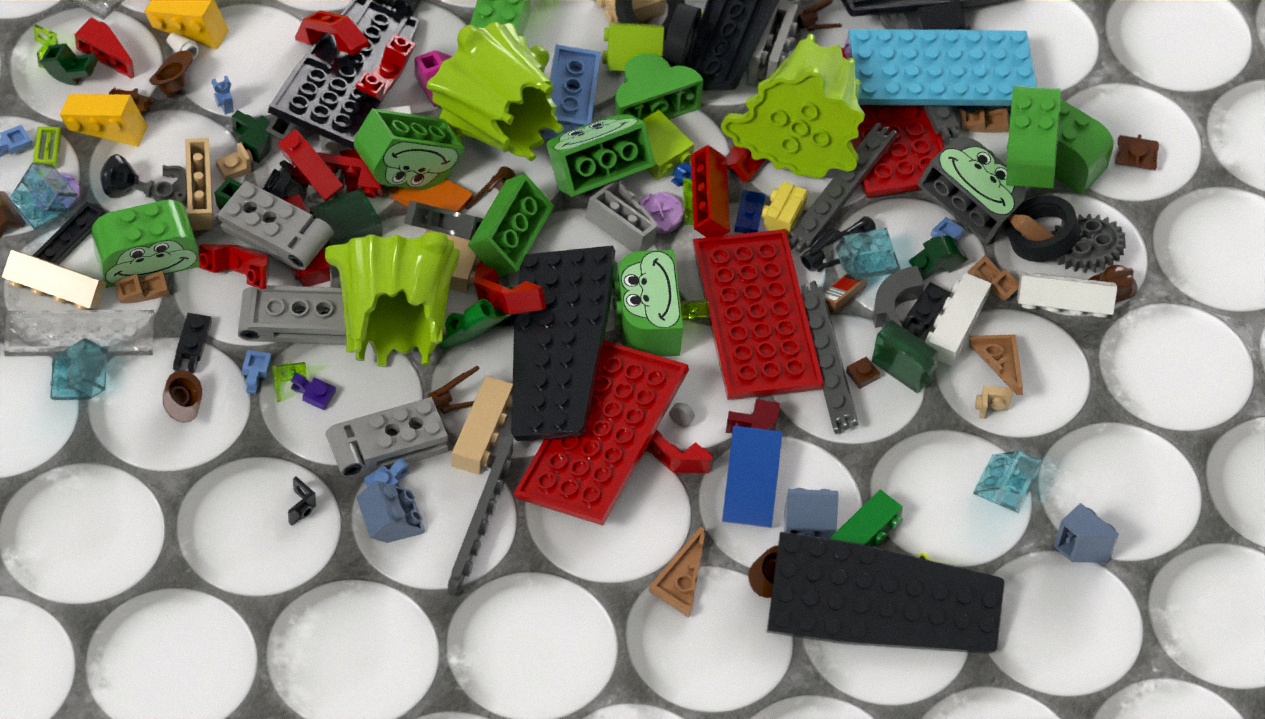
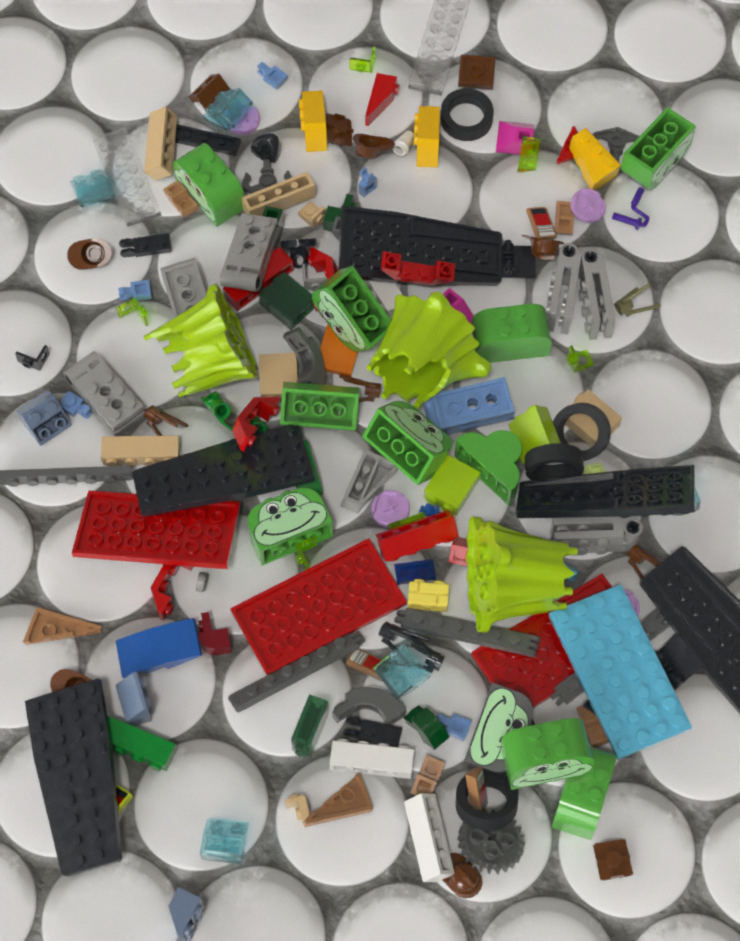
camera: 75 degrees right, 10 degrees up
(49, 130) = (280, 100): lime tile -> none
(66, 66) = (351, 79): dark green brick -> none
(236, 258) = (205, 256): red slope -> none
(310, 165) = (314, 254): red slope -> none
(315, 393) = (133, 336): dark purple plate -> none
(346, 33) = (444, 226): red slope -> none
(863, 372) = (293, 702): reddish brown plate -> none

